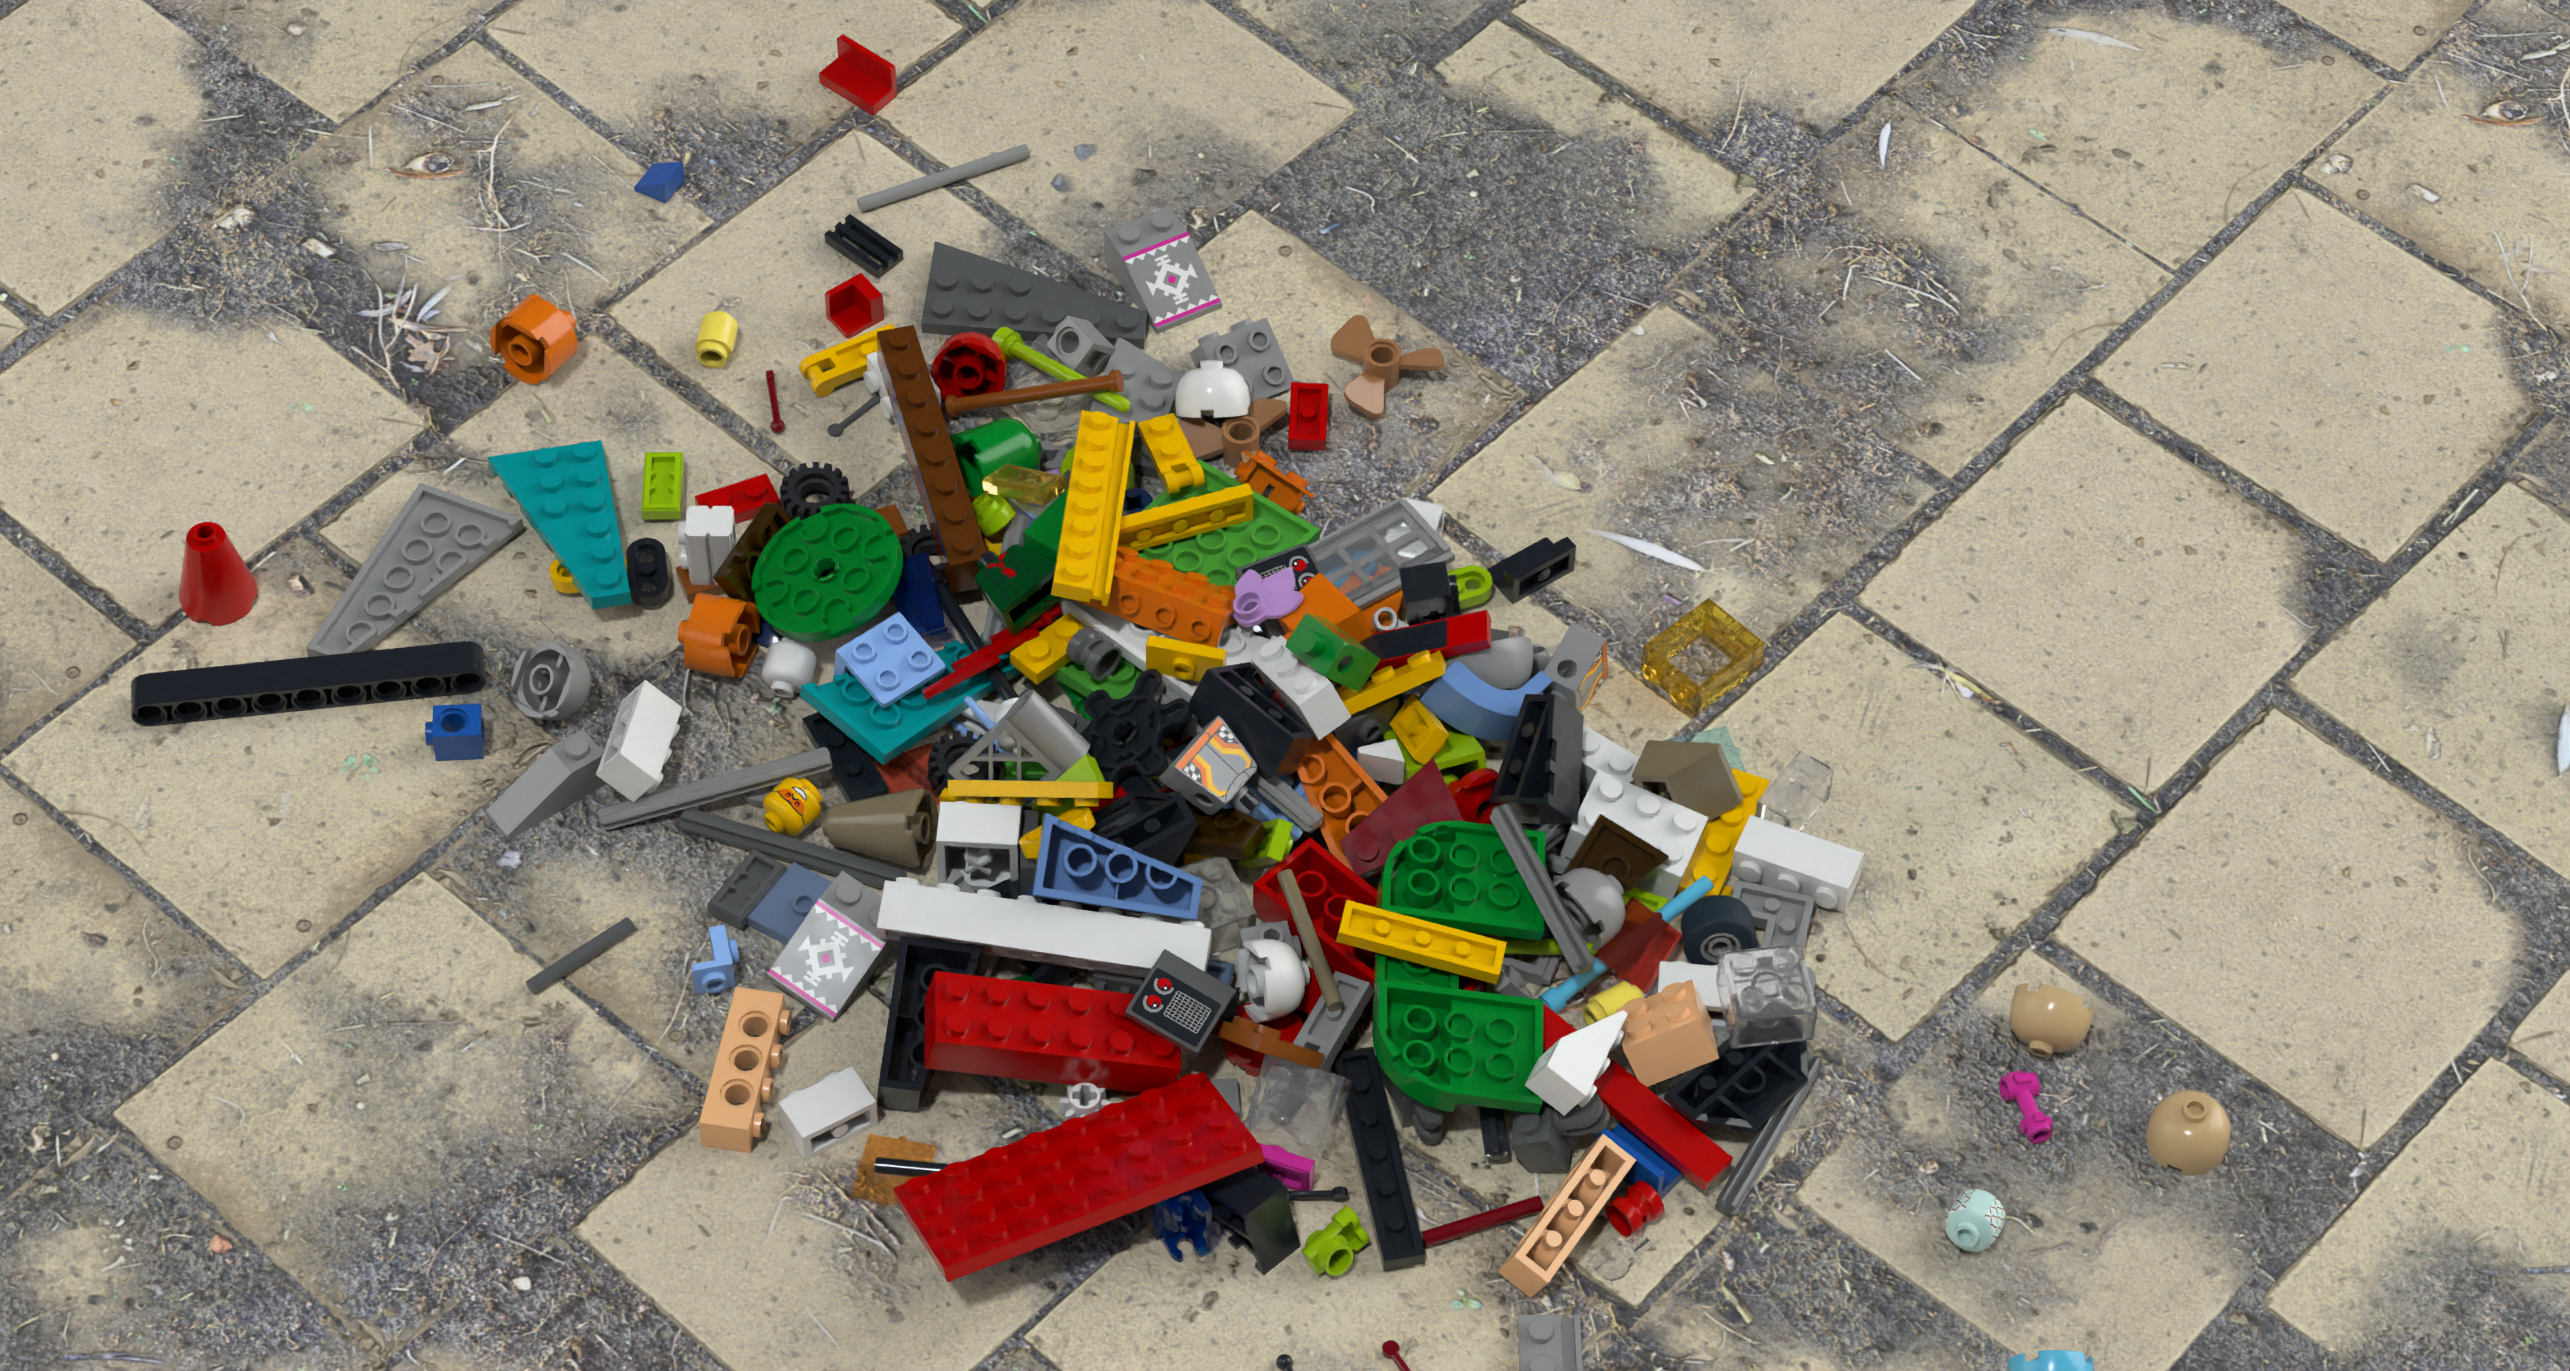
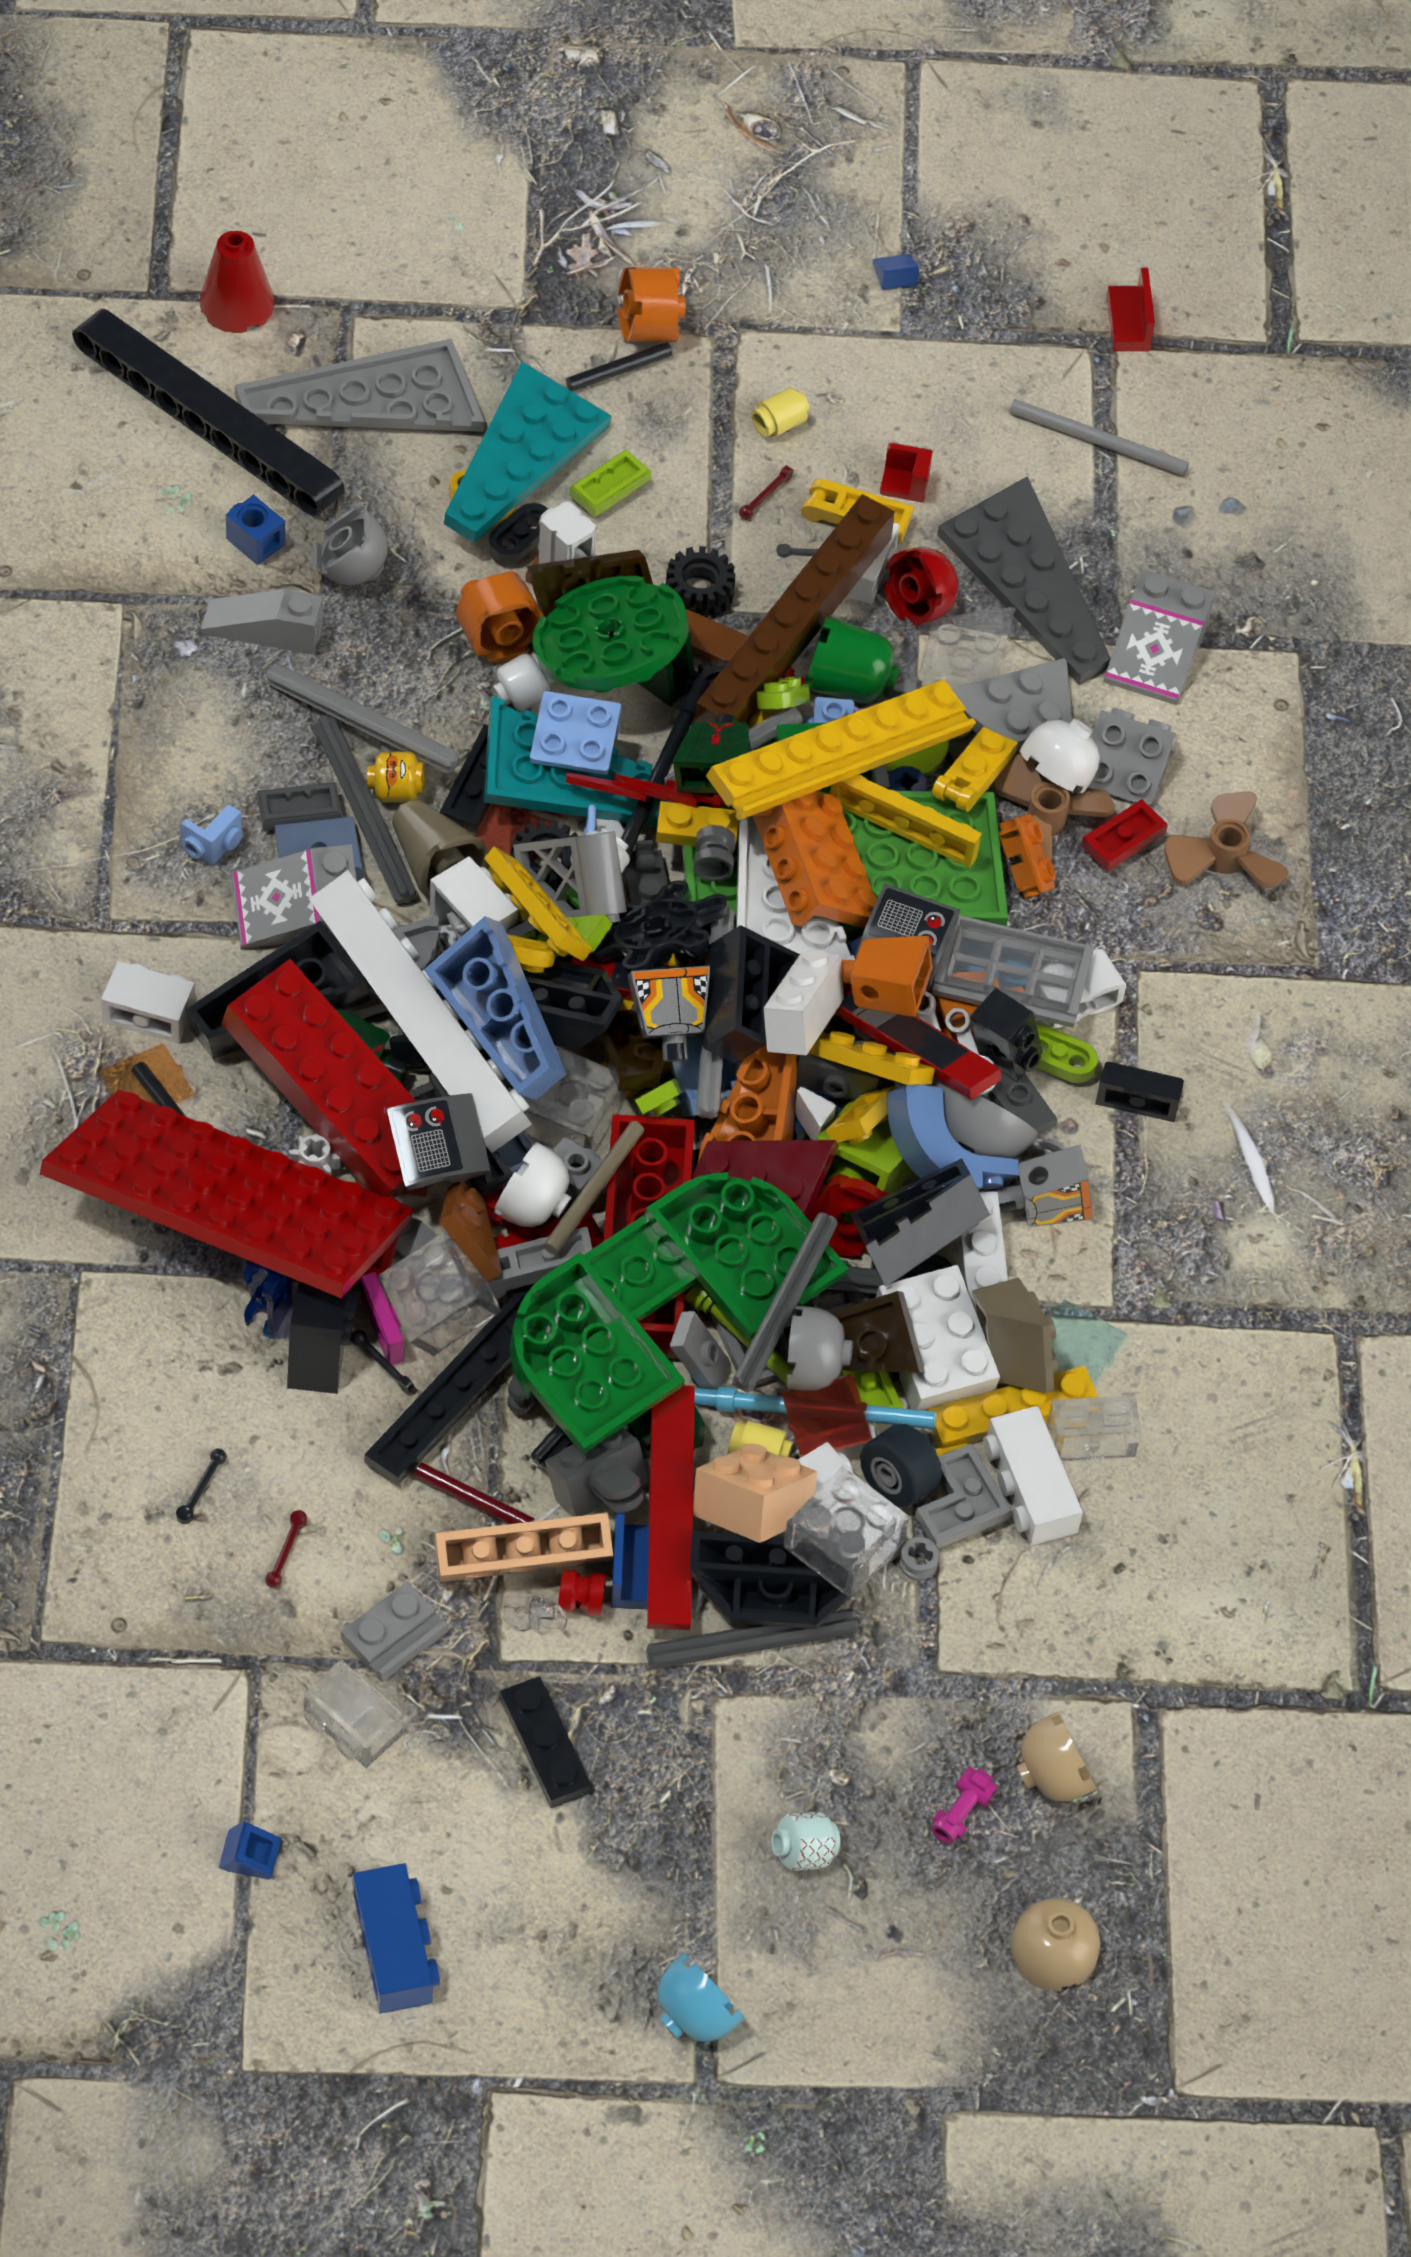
camera: 45 degrees right, 5 degrees up
(557, 404) = (619, 366): none -> black bar
(580, 955) = (141, 751): dark grey bar -> none
(640, 741) = (349, 640): white brick -> none
(744, 497) = (652, 539): red plate -> none
(750, 1014) = (148, 904): light nougat brick -> none
(868, 243) = (975, 414): black tile -> none
(918, 597) = (656, 707): clear blue hinge -> none
(1014, 347) = (976, 594): lime piece -> none
(1024, 484) = (825, 692): clear yellow plate -> none
(1090, 353) = (1022, 638): light grey brick -> none
(1111, 382) = (989, 678): dark orange bar -> none
(1182, 658) = (754, 908): yellow plate -> none
(1265, 598) = (872, 919): lavender plate -> none
(1325, 645) = (842, 991): green torso -> none
(1334, 1245) = (347, 1410): lime plate -> none
(1421, 942) = (647, 1256): yellow plate -> none
(1574, 1062) = (642, 1438): white slope -> none
(1721, 631) = (1173, 1237): clear yellow window -> none
(1735, 1327) = (545, 1742): none -> black plate

